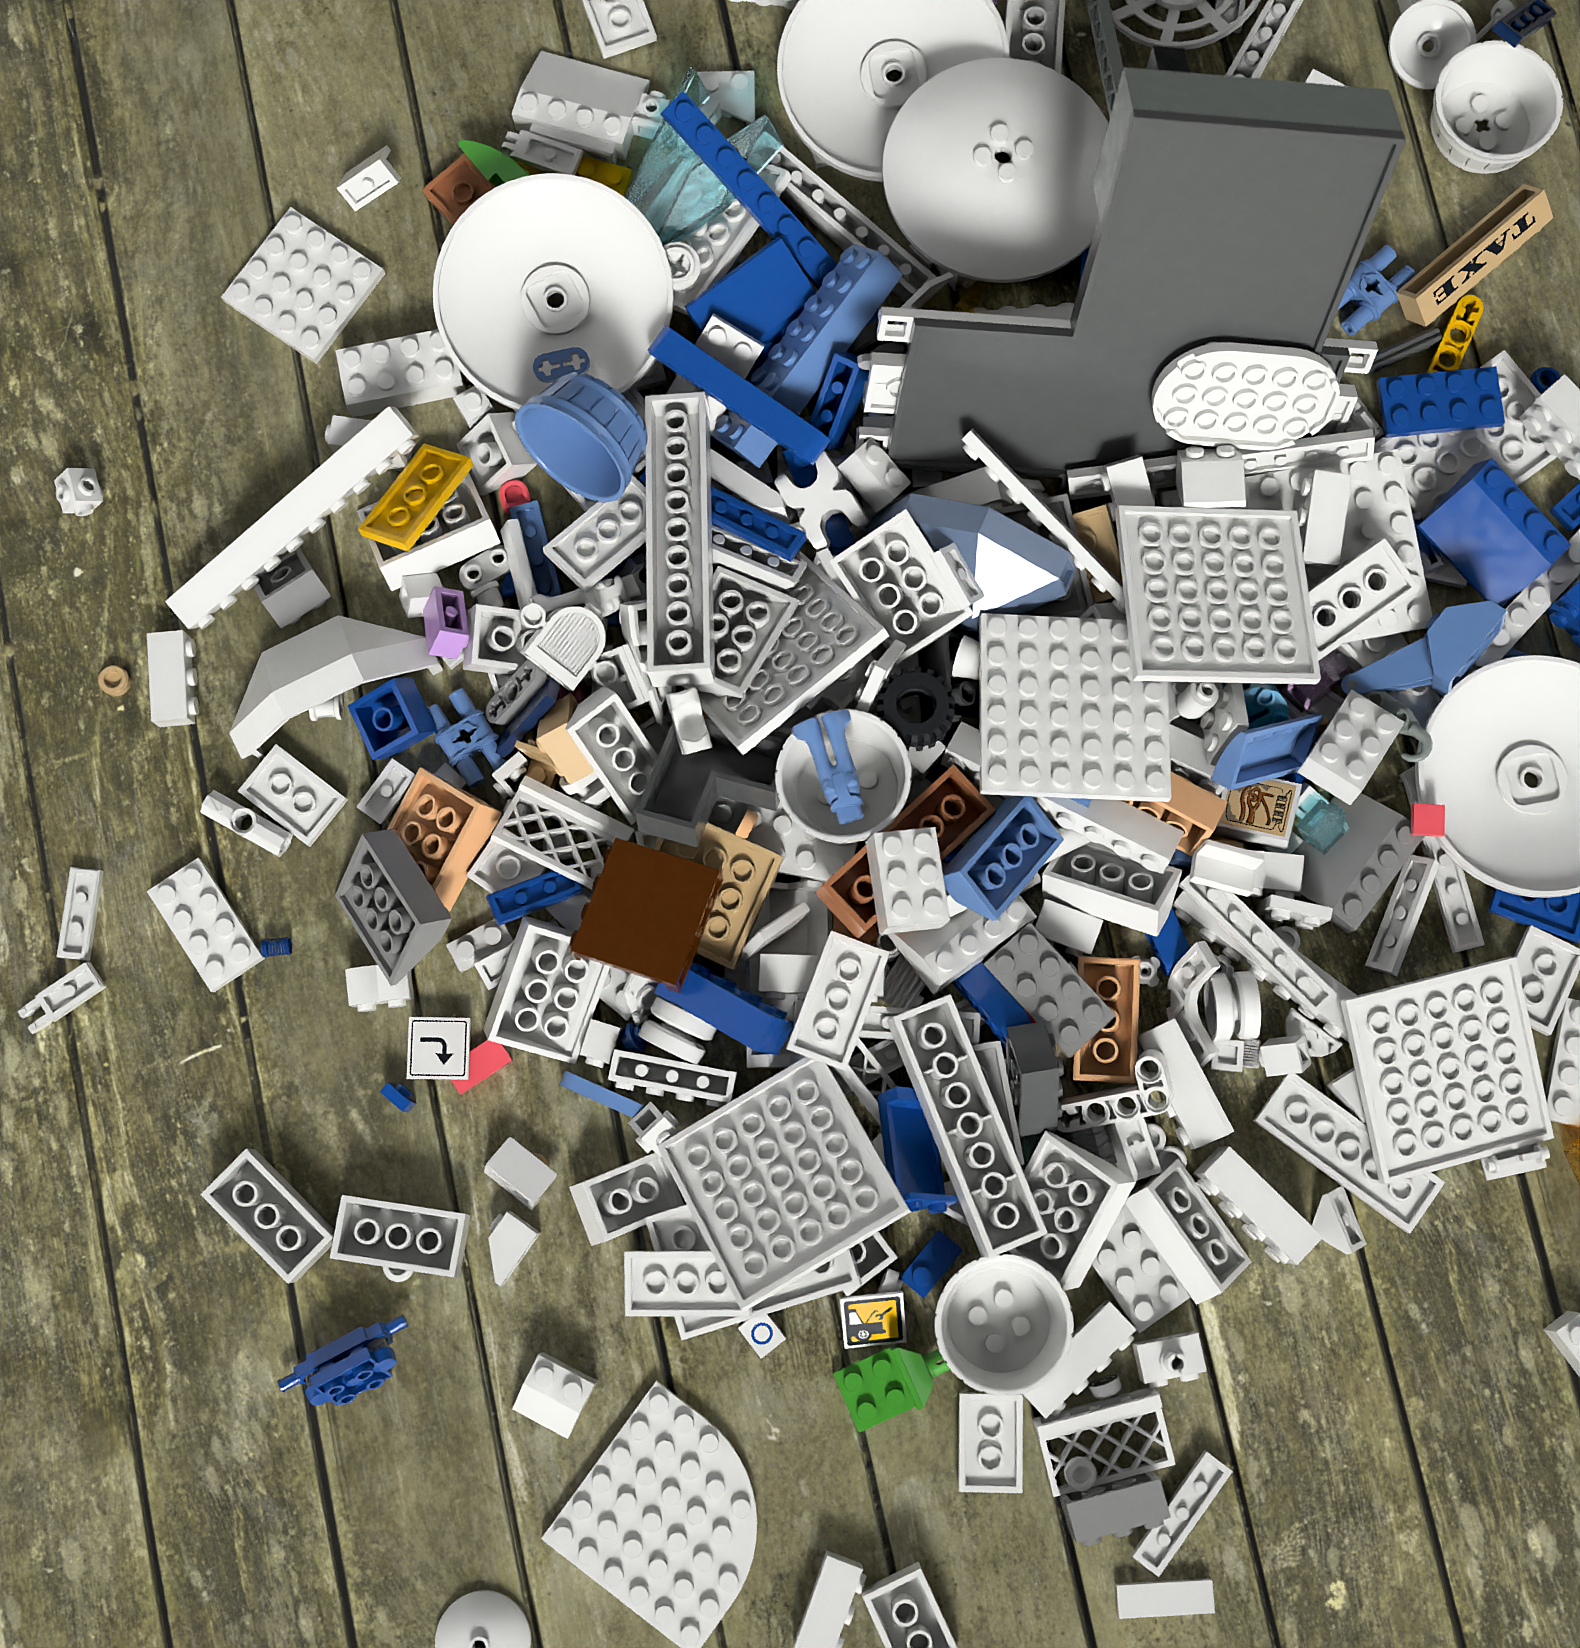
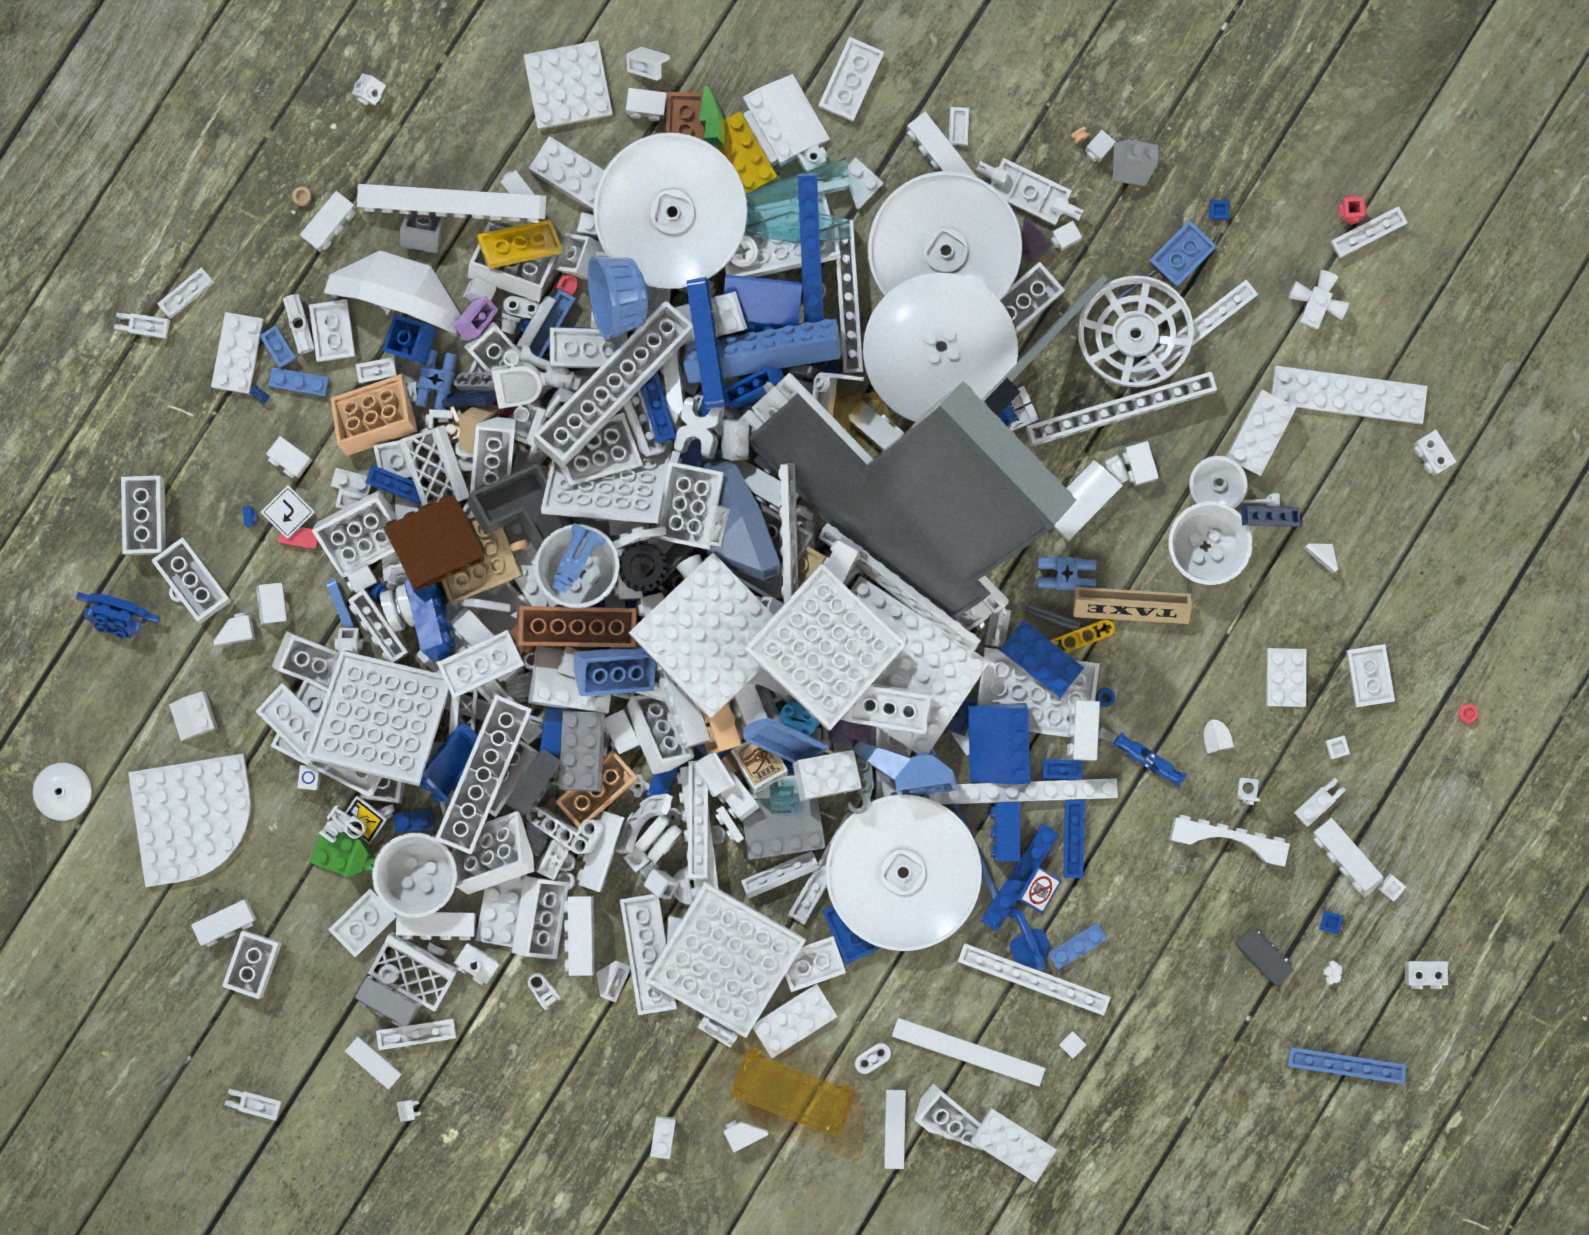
camera: 40 degrees right, 5 degrees up
(247, 872) = (278, 347): none -> medium blue plate
(306, 890) = (298, 382): none -> medium blue plate
(391, 904) = (327, 426): light grey slope -> none
(411, 223) = (646, 104): none -> white brick
(542, 153) = (739, 131): white hinge -> none
(560, 357) = (639, 252): medium blue beam -> none
(688, 721) = (534, 474): white piece -> none
(847, 1349) = (340, 820): none -> white piece
(907, 880) = (558, 640): white brick -> none
(1197, 699) = (772, 687): white brick -> none
(1210, 477) = (881, 591): white slope -> none
(1224, 721) = (776, 707): white plate -> none
(1245, 395) = (925, 569): white plate -> none
(1261, 1617) = (406, 1111): none -> white tile
(1278, 1313) = (543, 991): none -> white piece
(1323, 518) = (916, 659): white brick -> none
(1427, 820) = (829, 842): coral tile -> none

